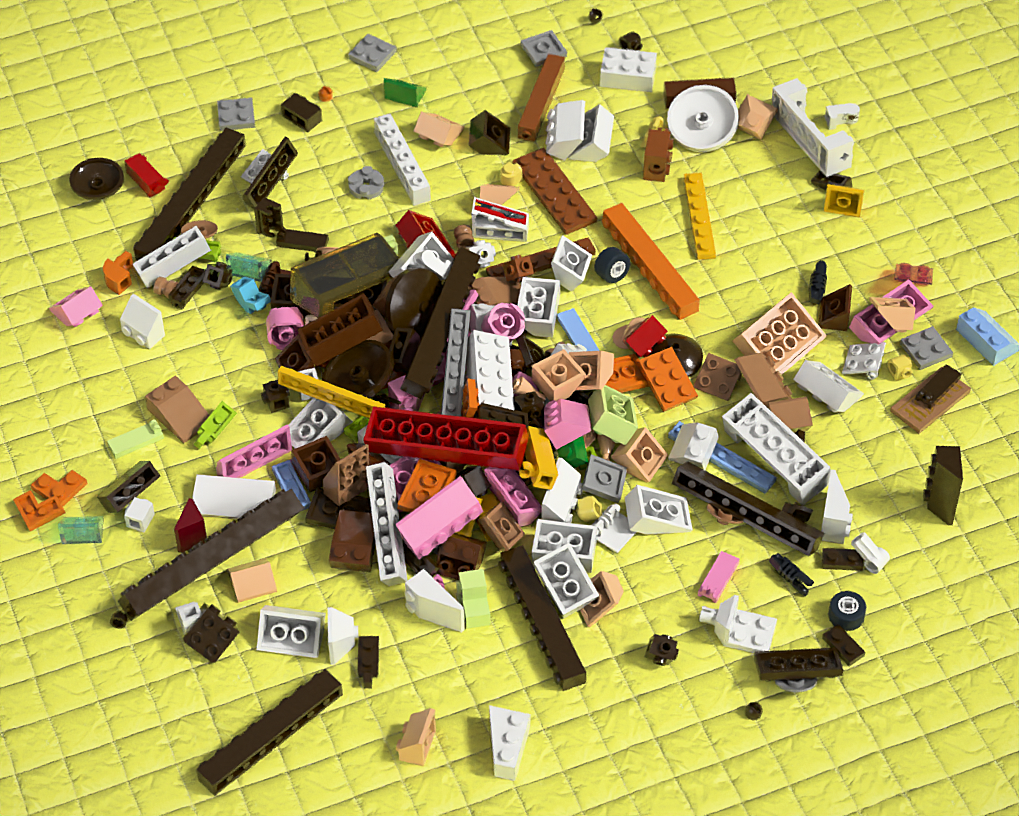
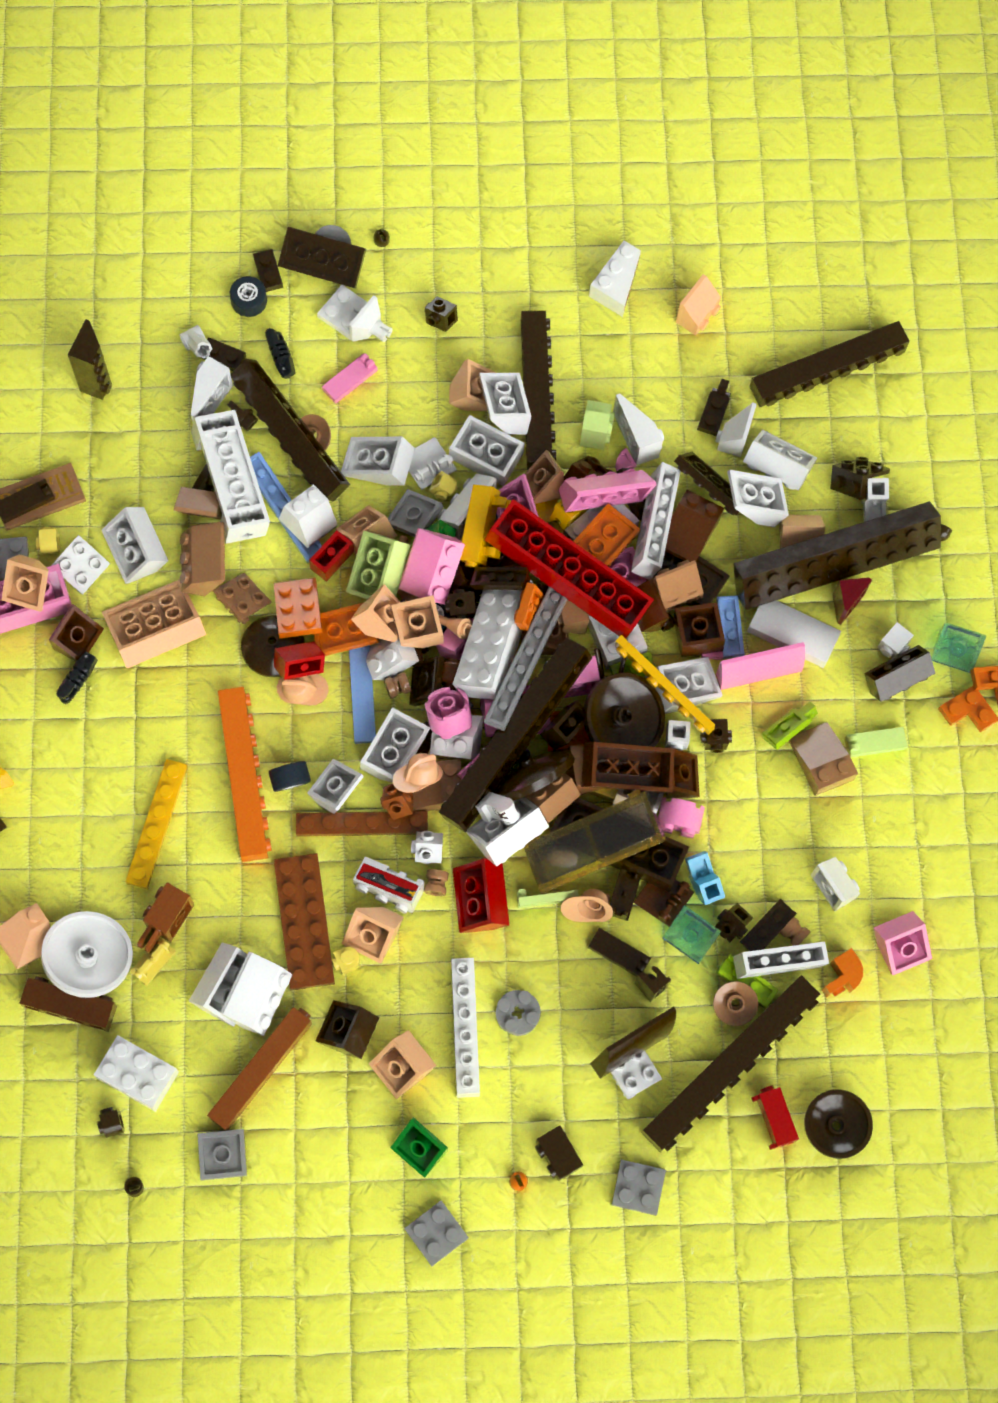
camera: 165 degrees left, 20 degrees up
(302, 573) = (758, 497): none -> white slope
(345, 582) = (706, 477): none -> dark brown plate
(509, 281) = (418, 773): none -> light nougat piece
(660, 420) = (331, 555): none -> red brick

